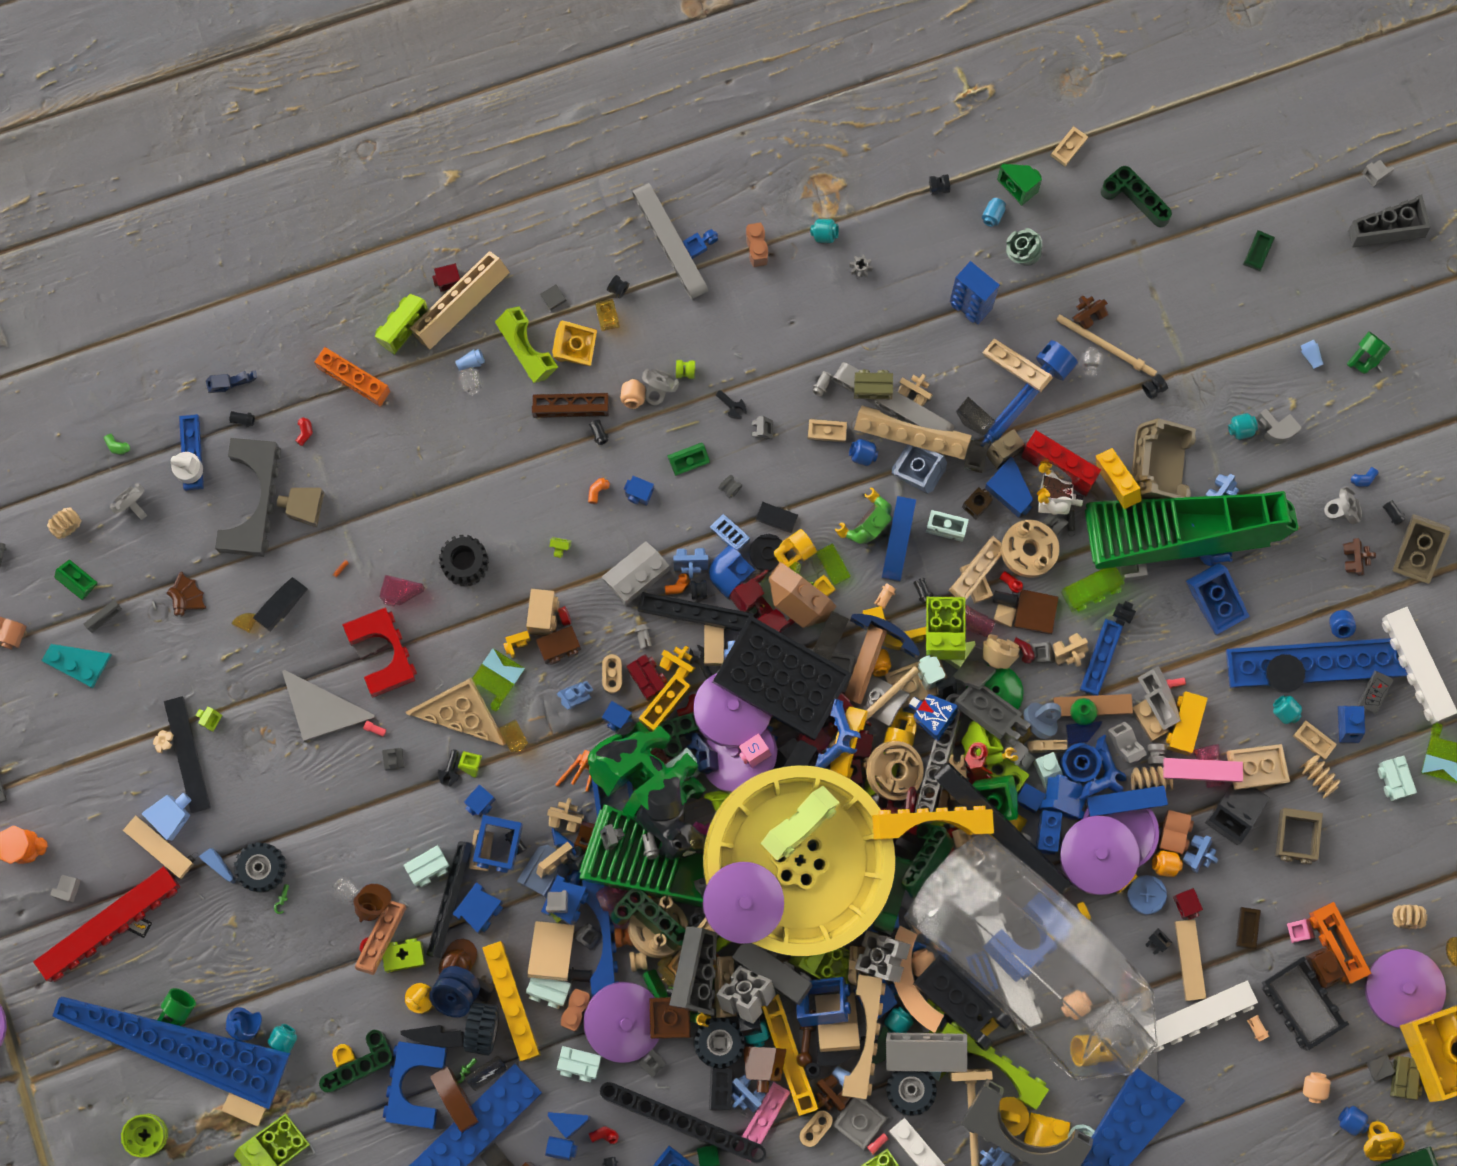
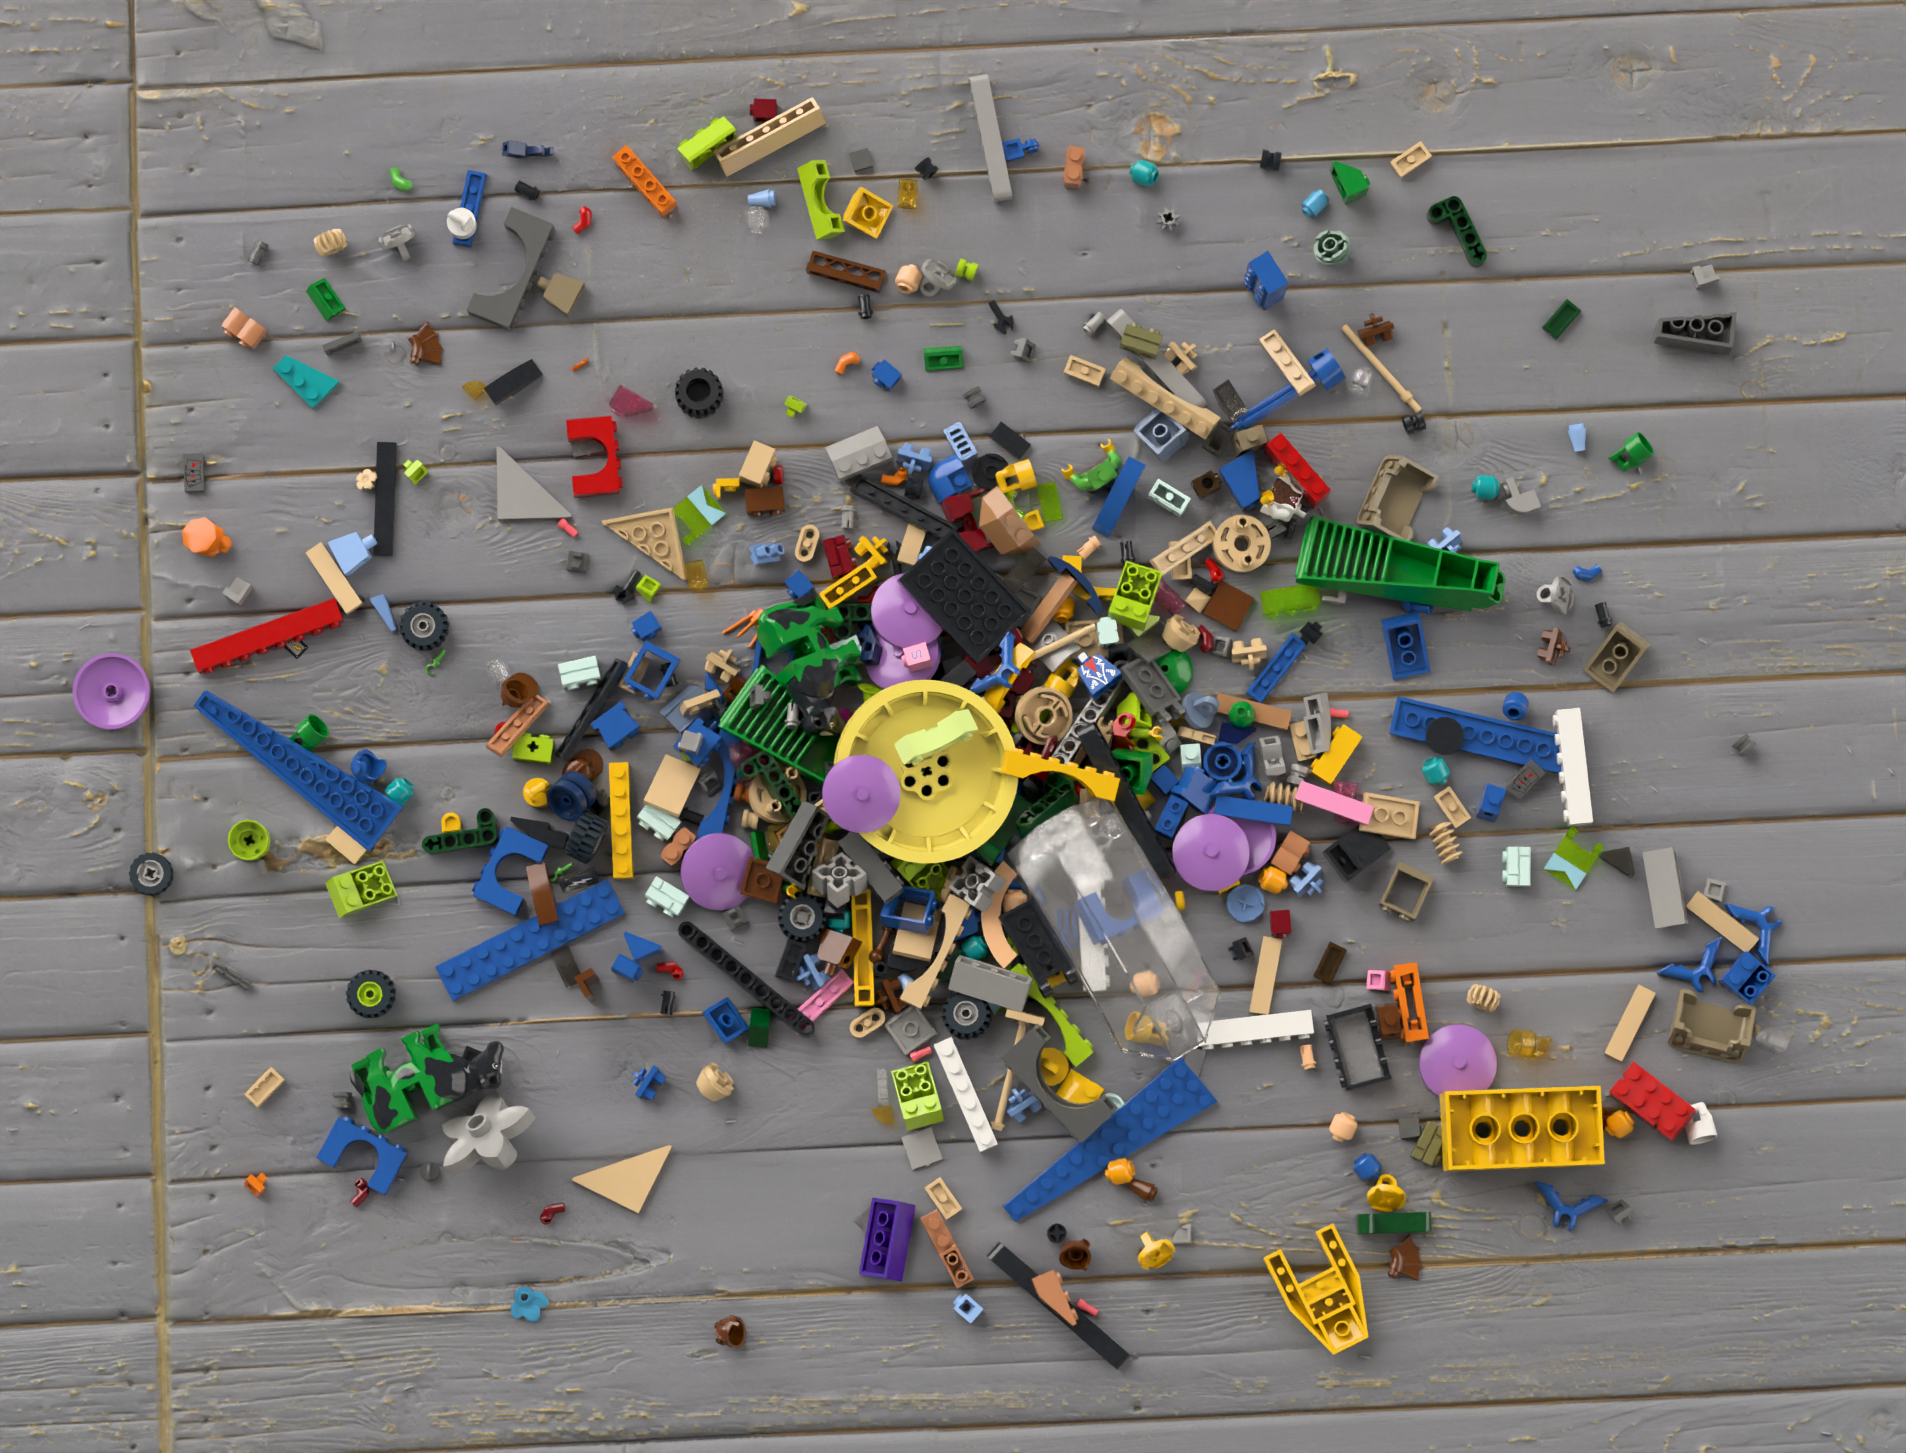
camera: 15 degrees right, 5 degrees up
(863, 452) = (1112, 402): blue head -> none
(1118, 478) = (1347, 502): yellow brick -> none

